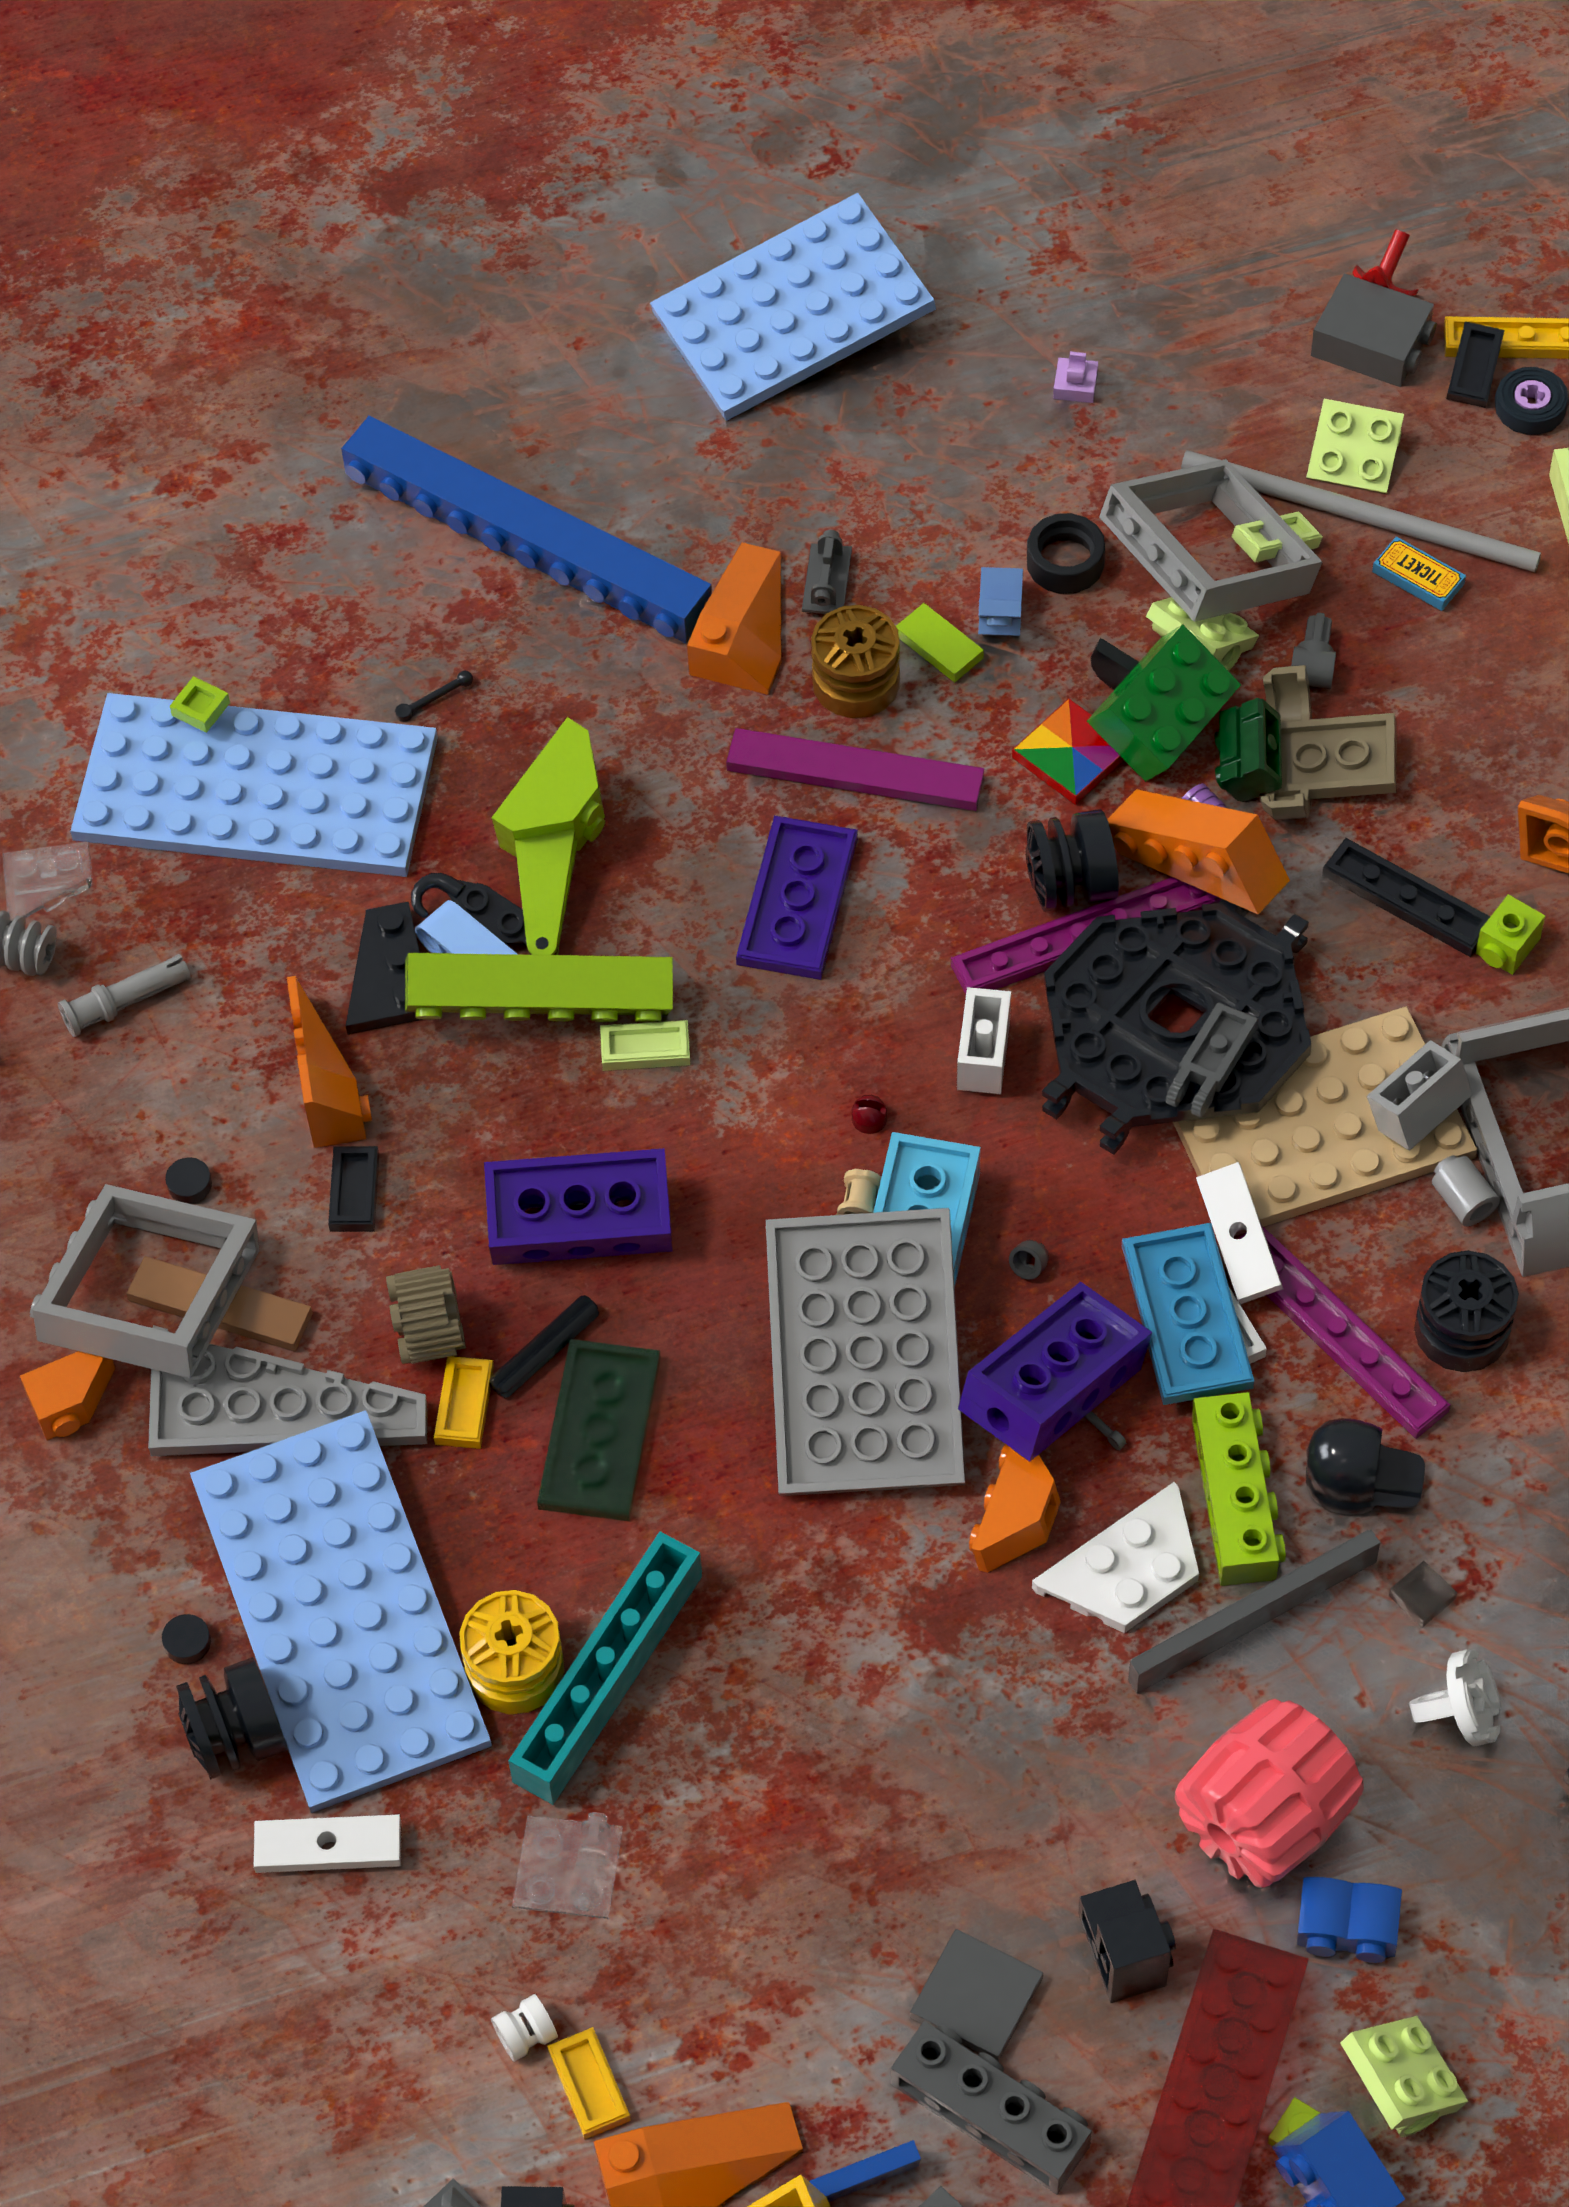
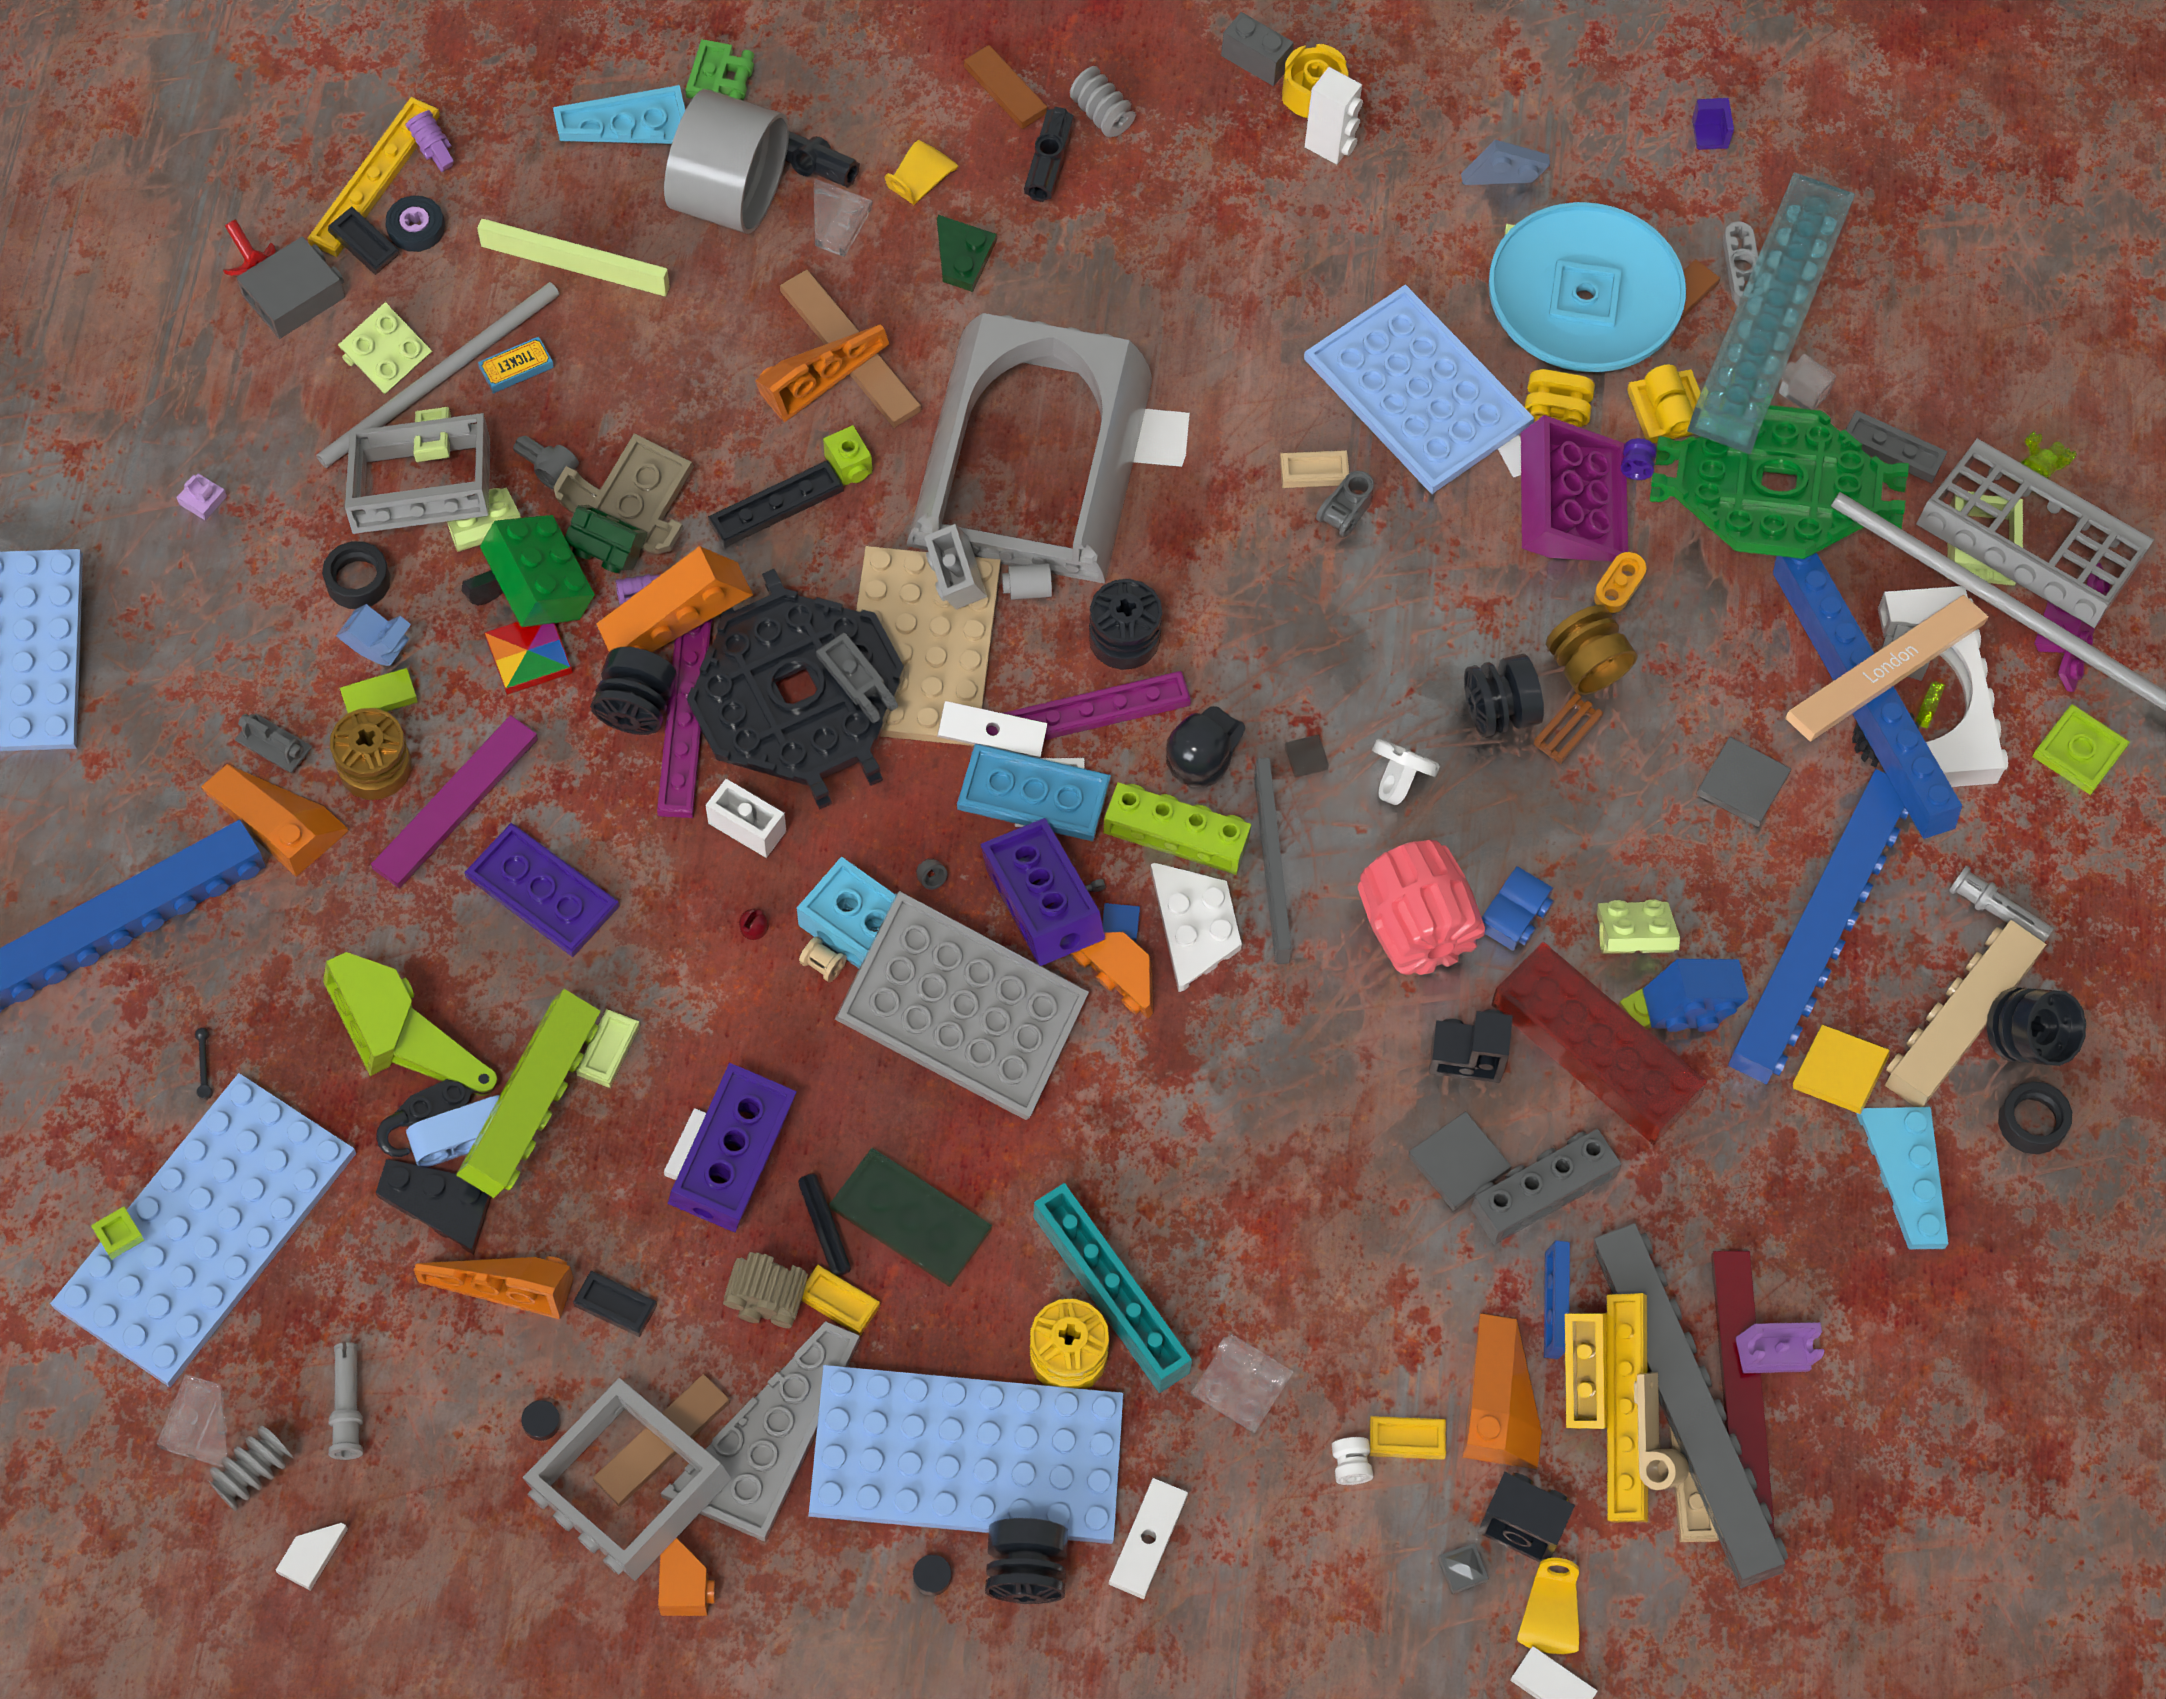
camera: 70 degrees left, 5 degrees up
(1081, 1485) = (1121, 919): none -> blue tile

